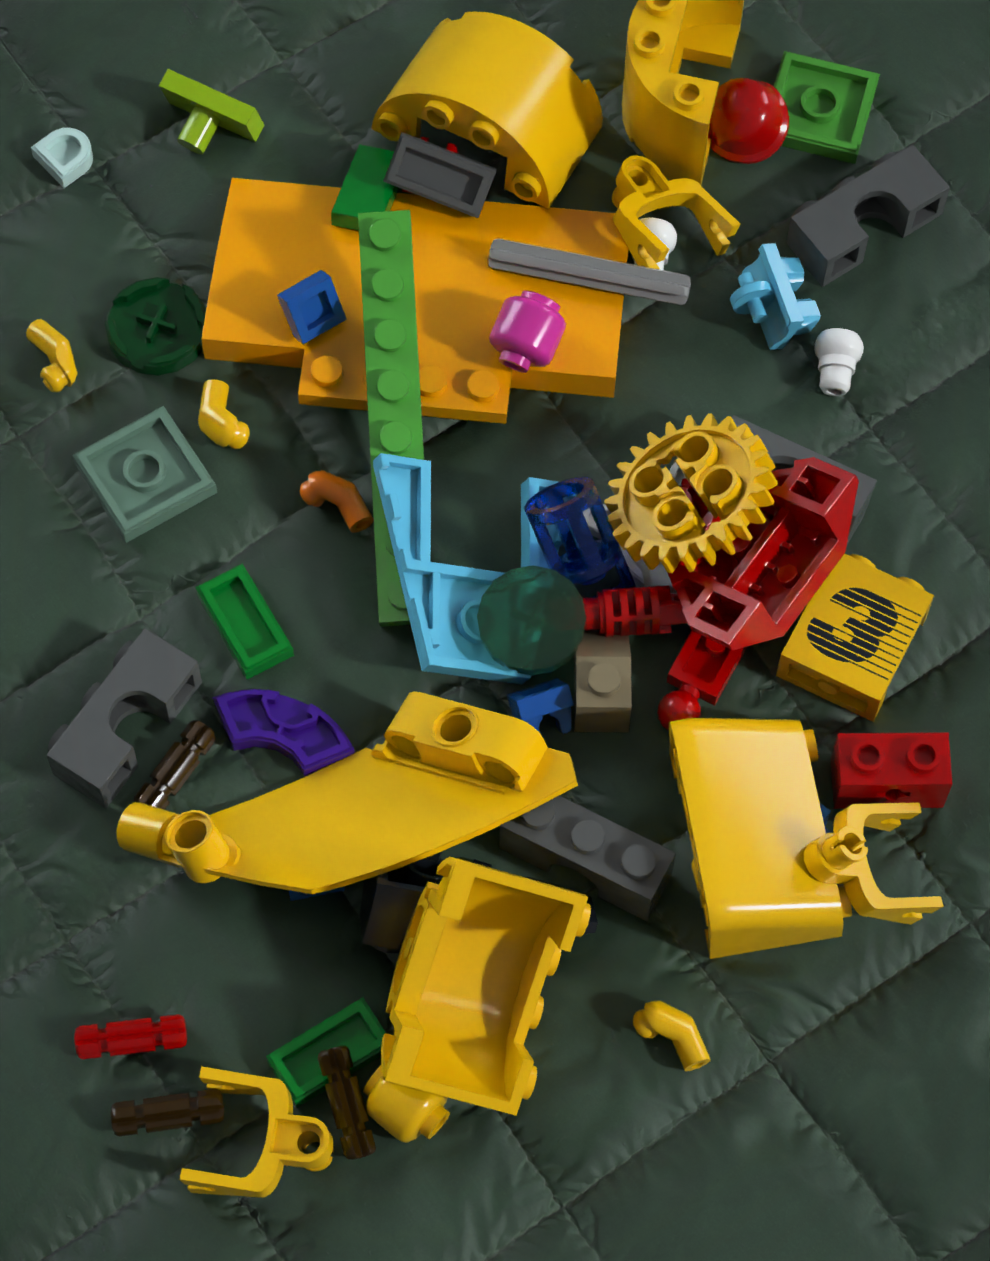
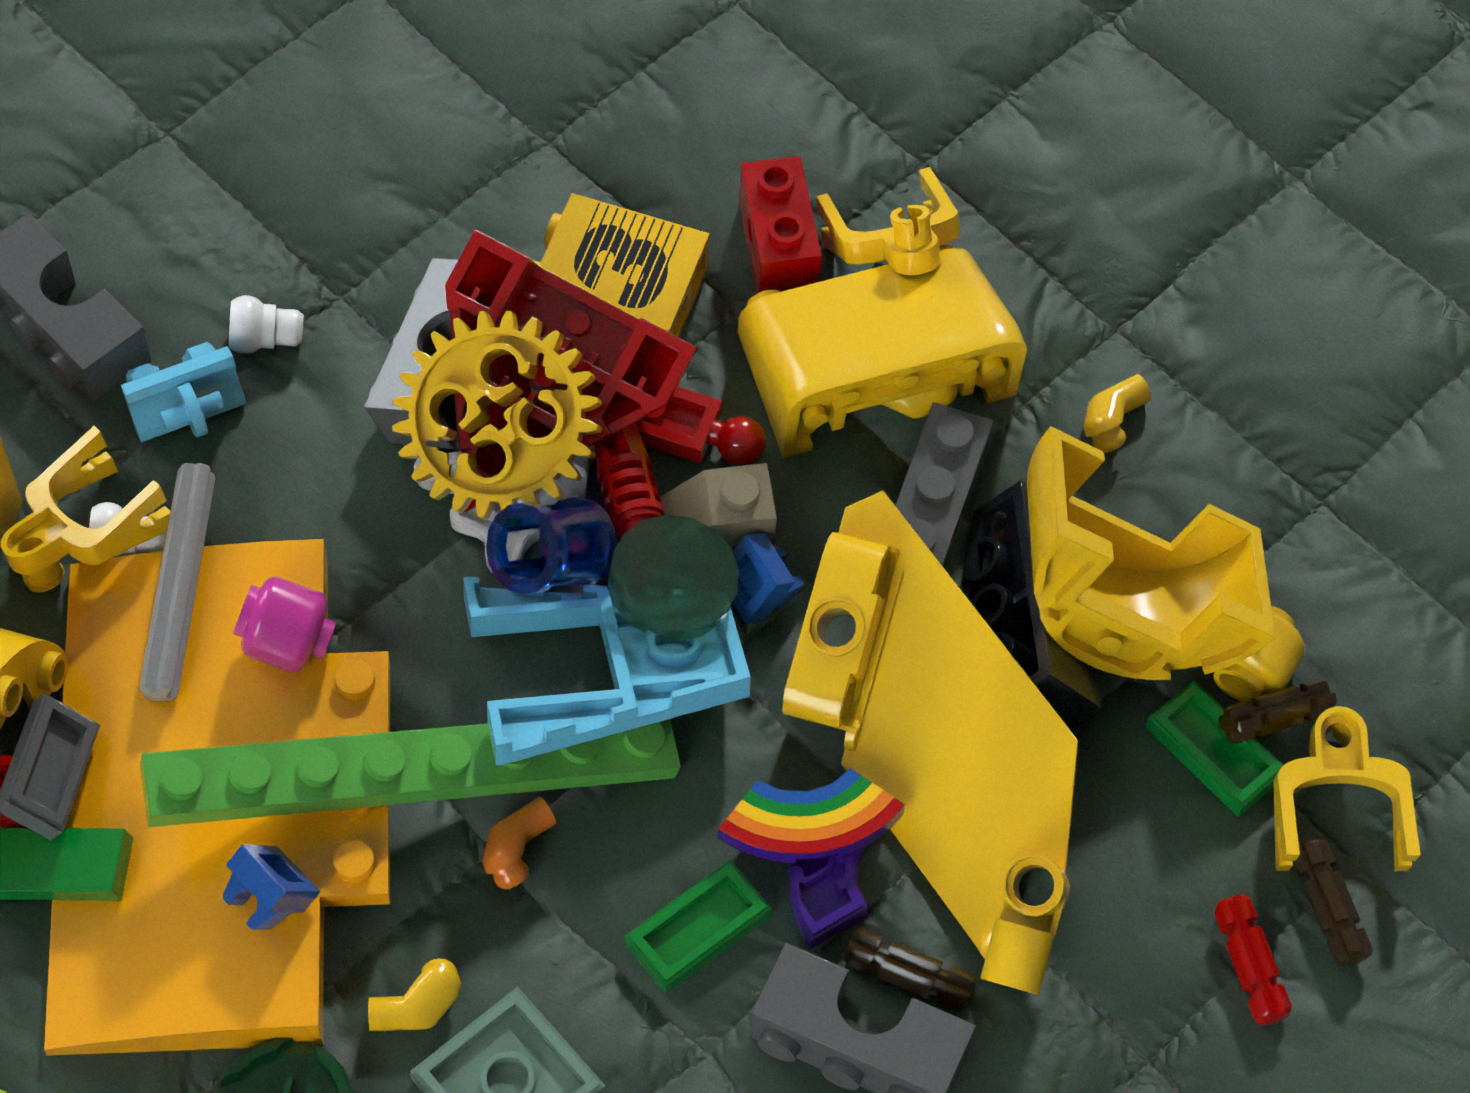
camera: 100 degrees left, 5 degrees down
(305, 705) = (810, 823): none -> tile

